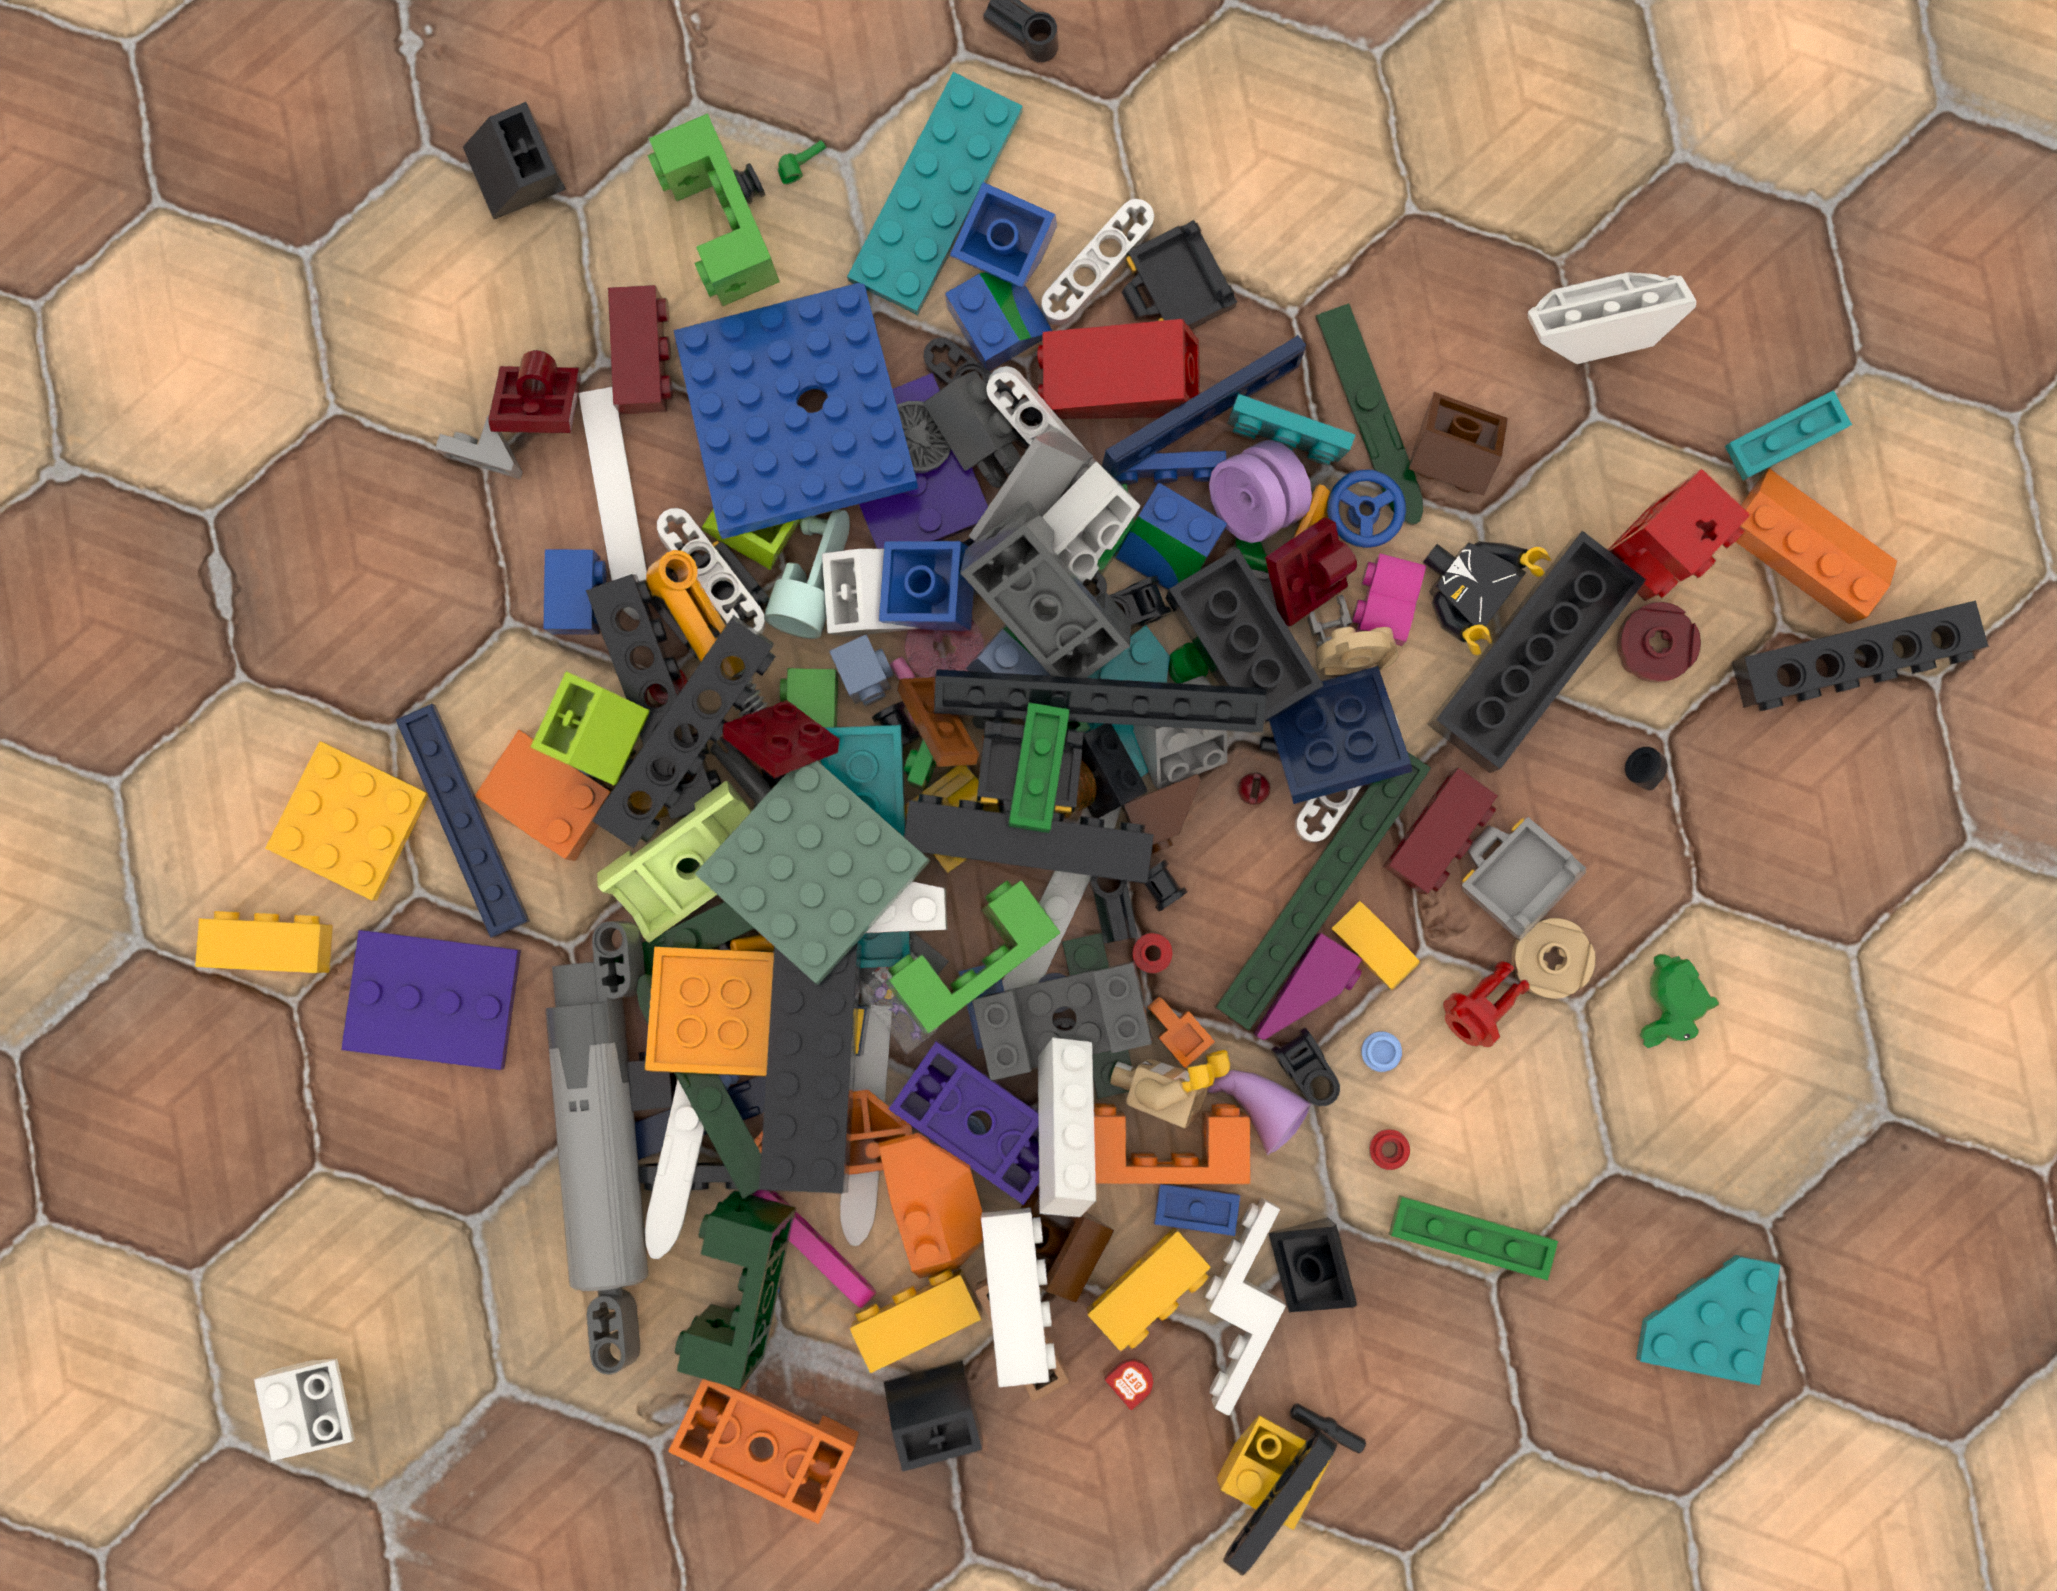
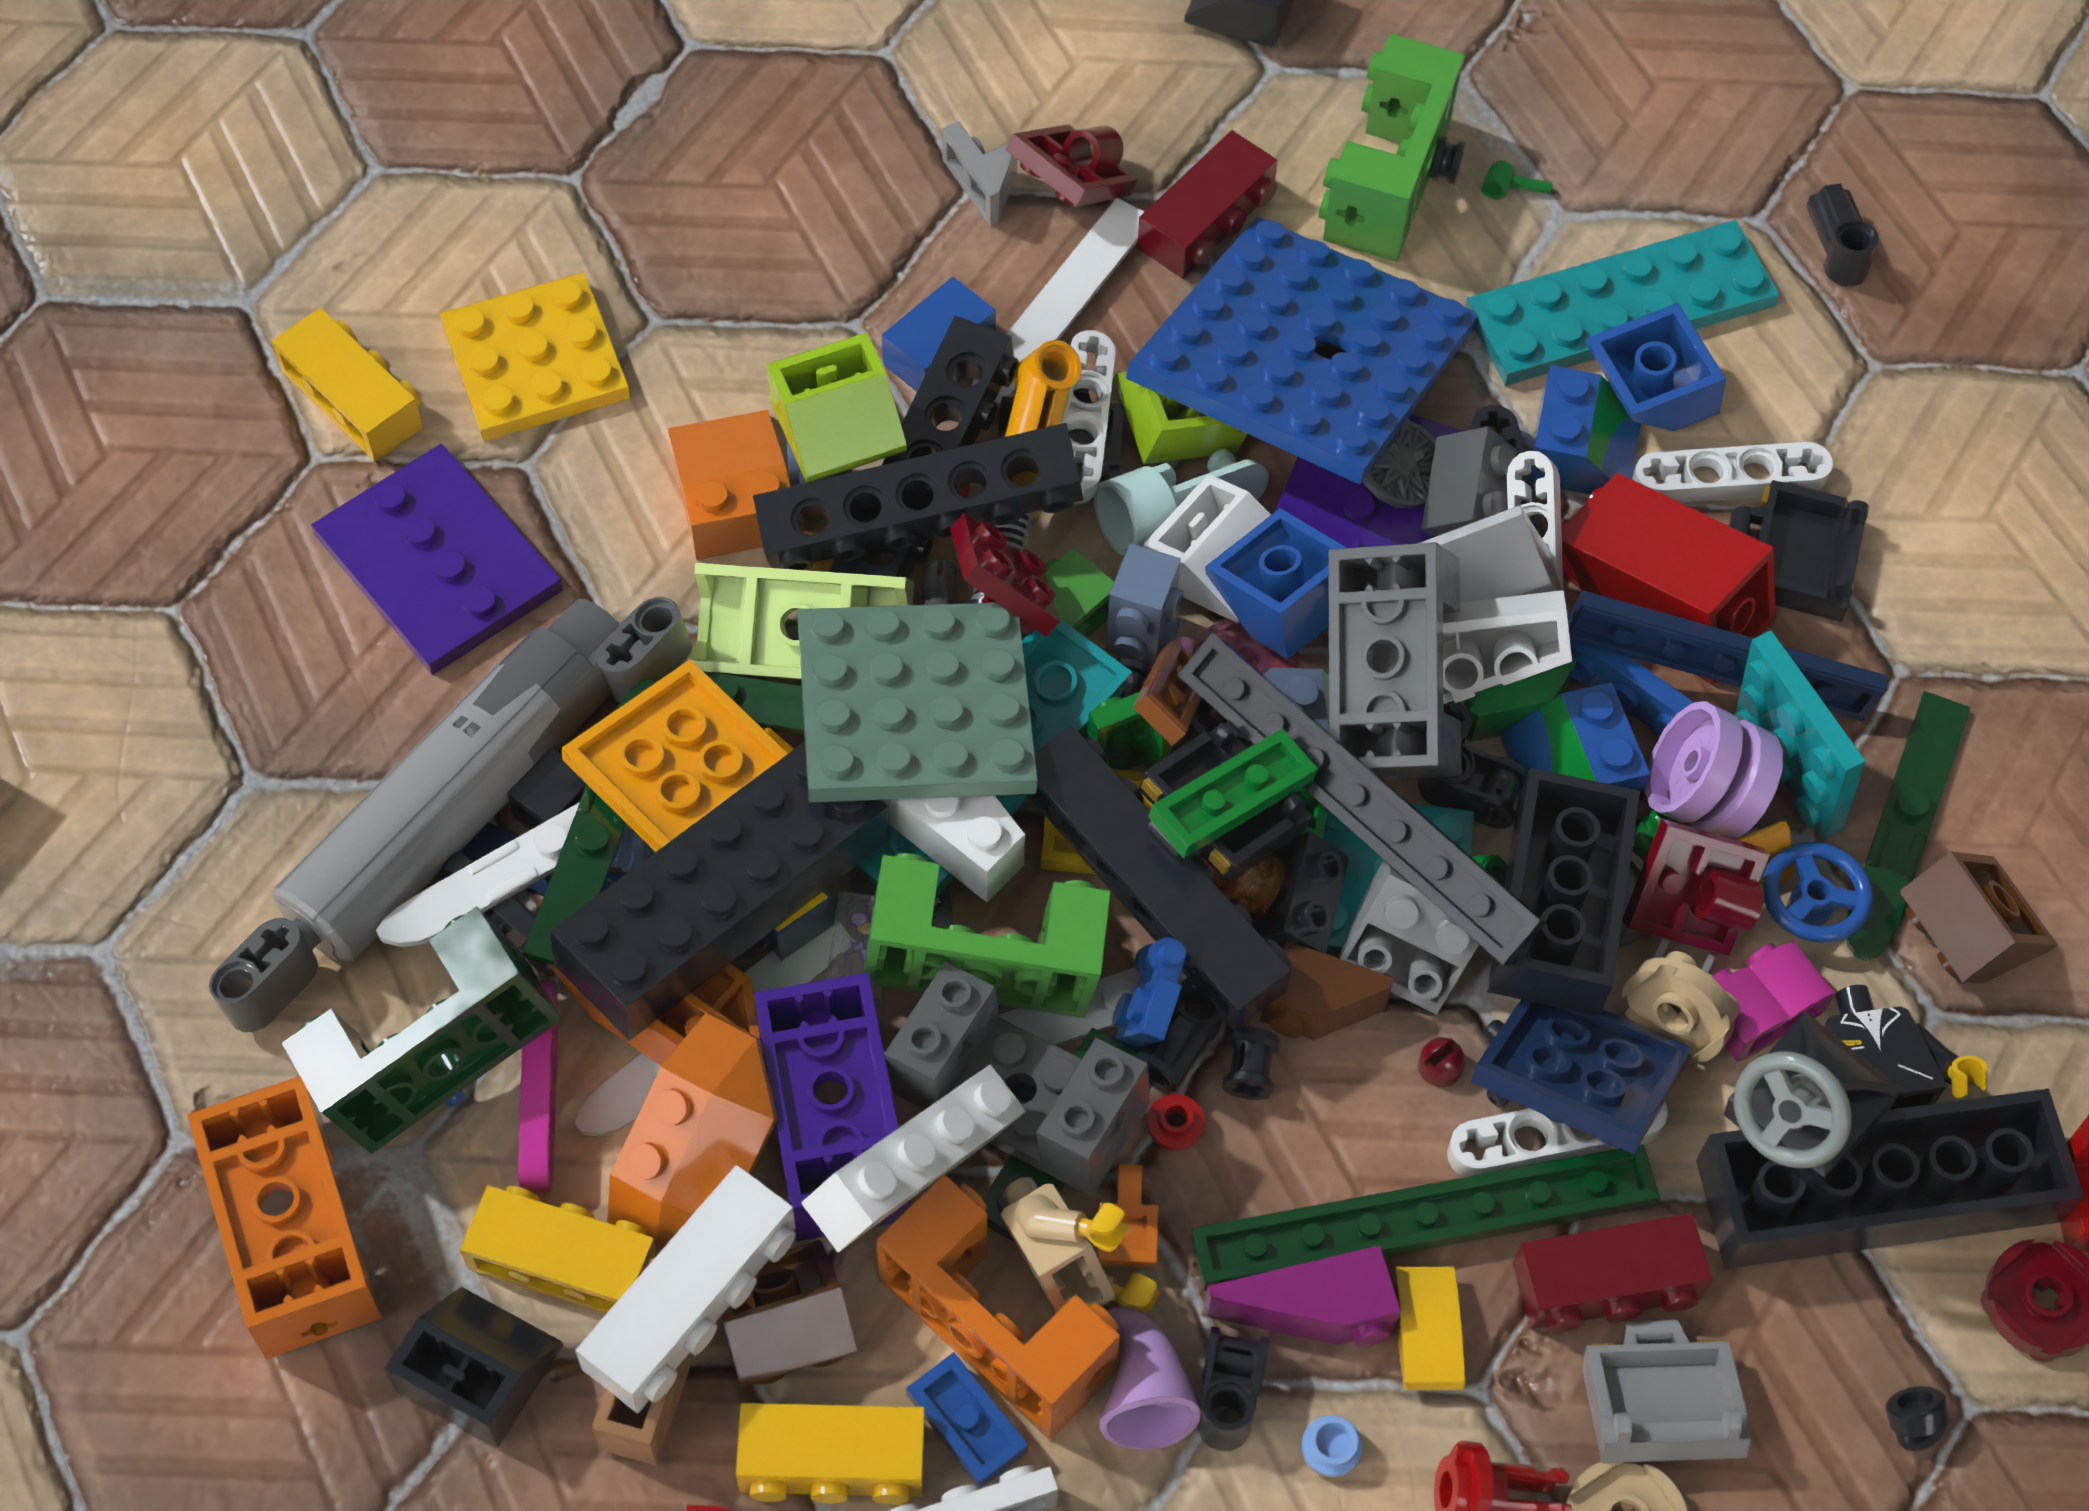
camera: 45 degrees right, 25 degrees down
(462, 820) = (632, 443): dark blue tile -> none
(1086, 912) = (1148, 1008): none -> blue plate
(1484, 668) = (1809, 1101): none -> piece

